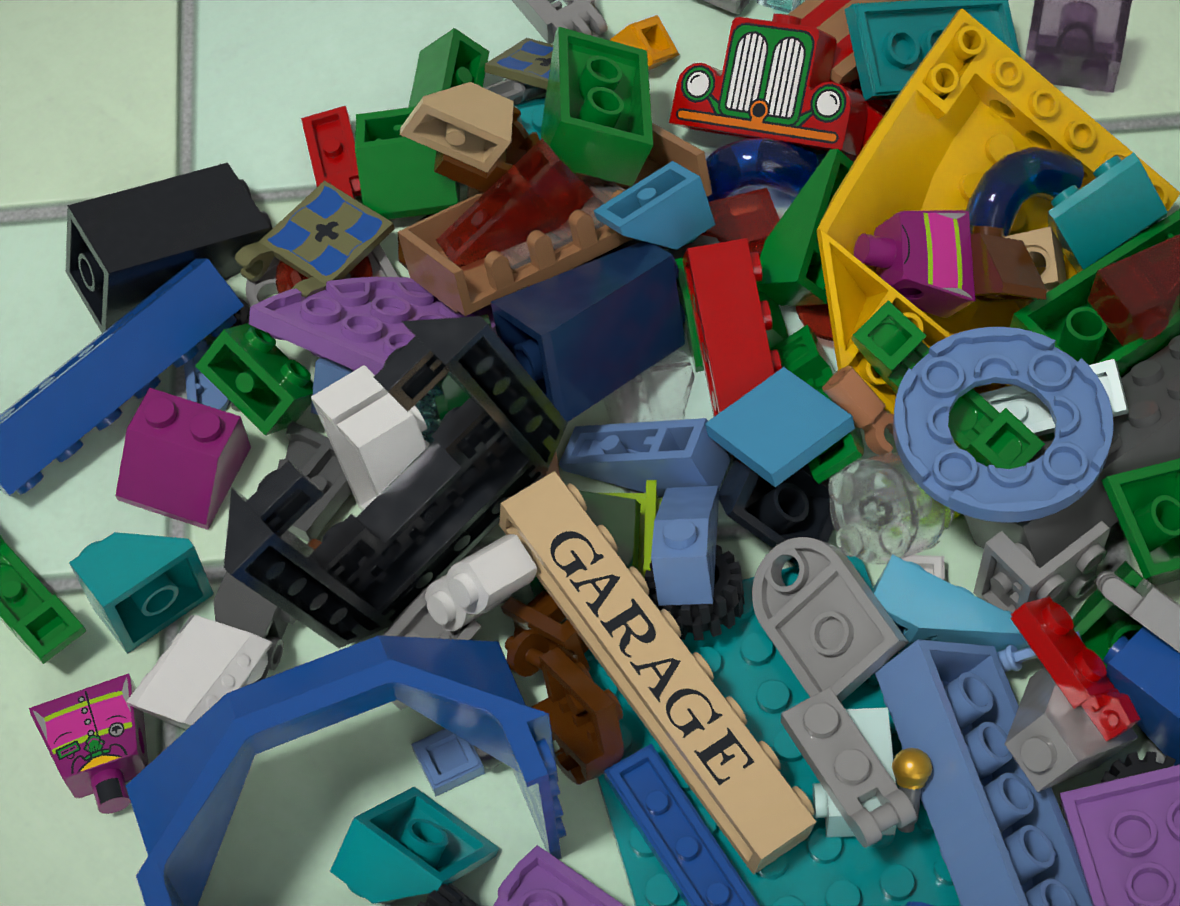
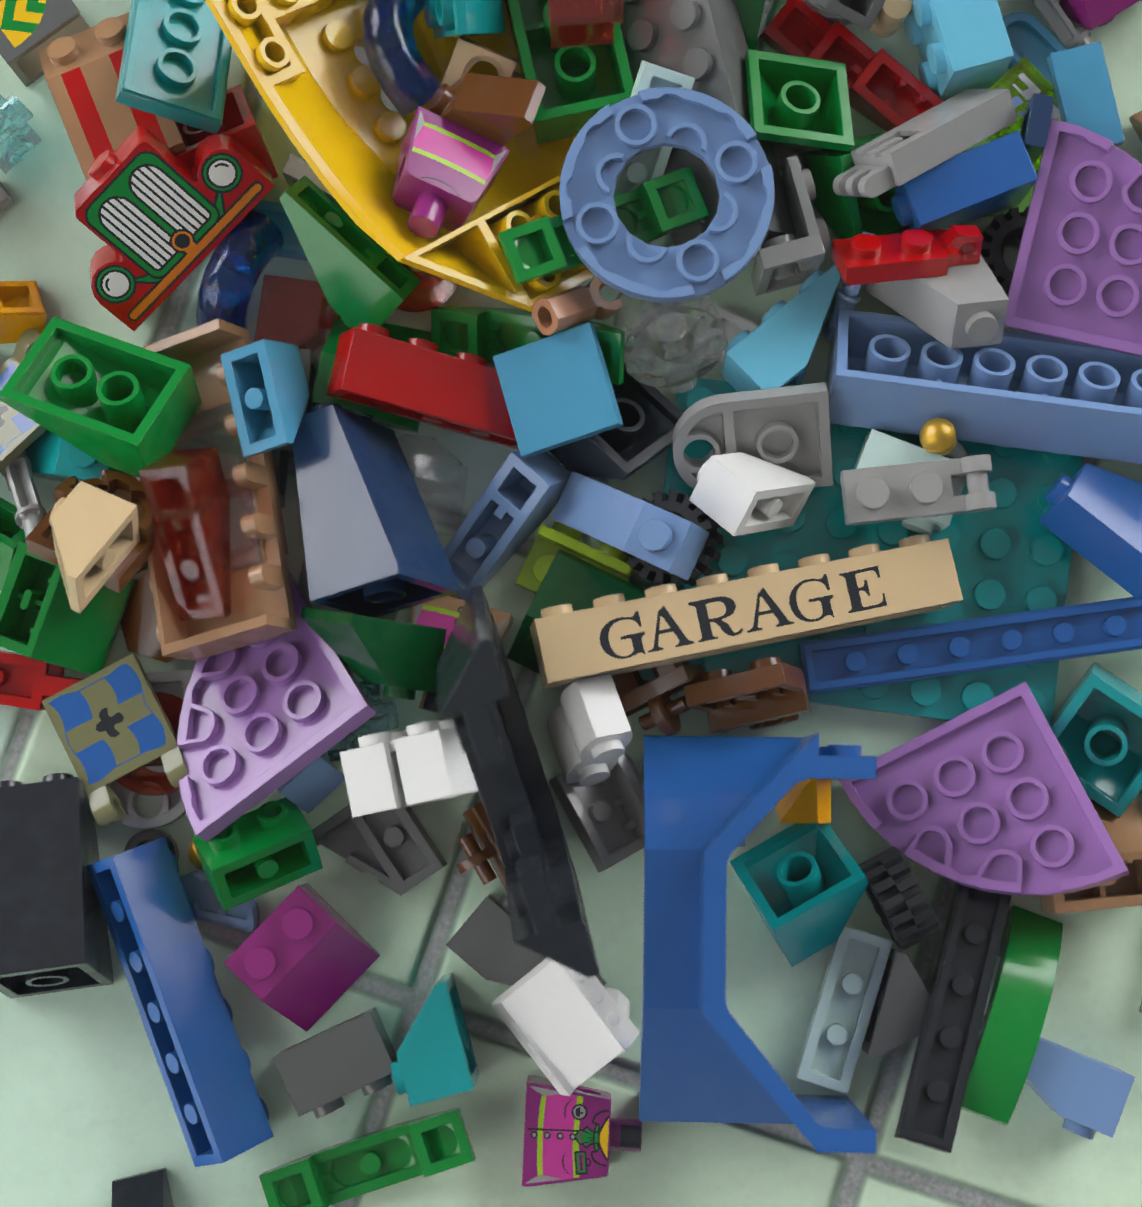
camera: 65 degrees left, 25 degrees up
(85, 510) = (337, 1063): none -> dark grey brick
(506, 818) = (806, 803): none -> light orange slope
(769, 629) = (749, 493): none -> white slope

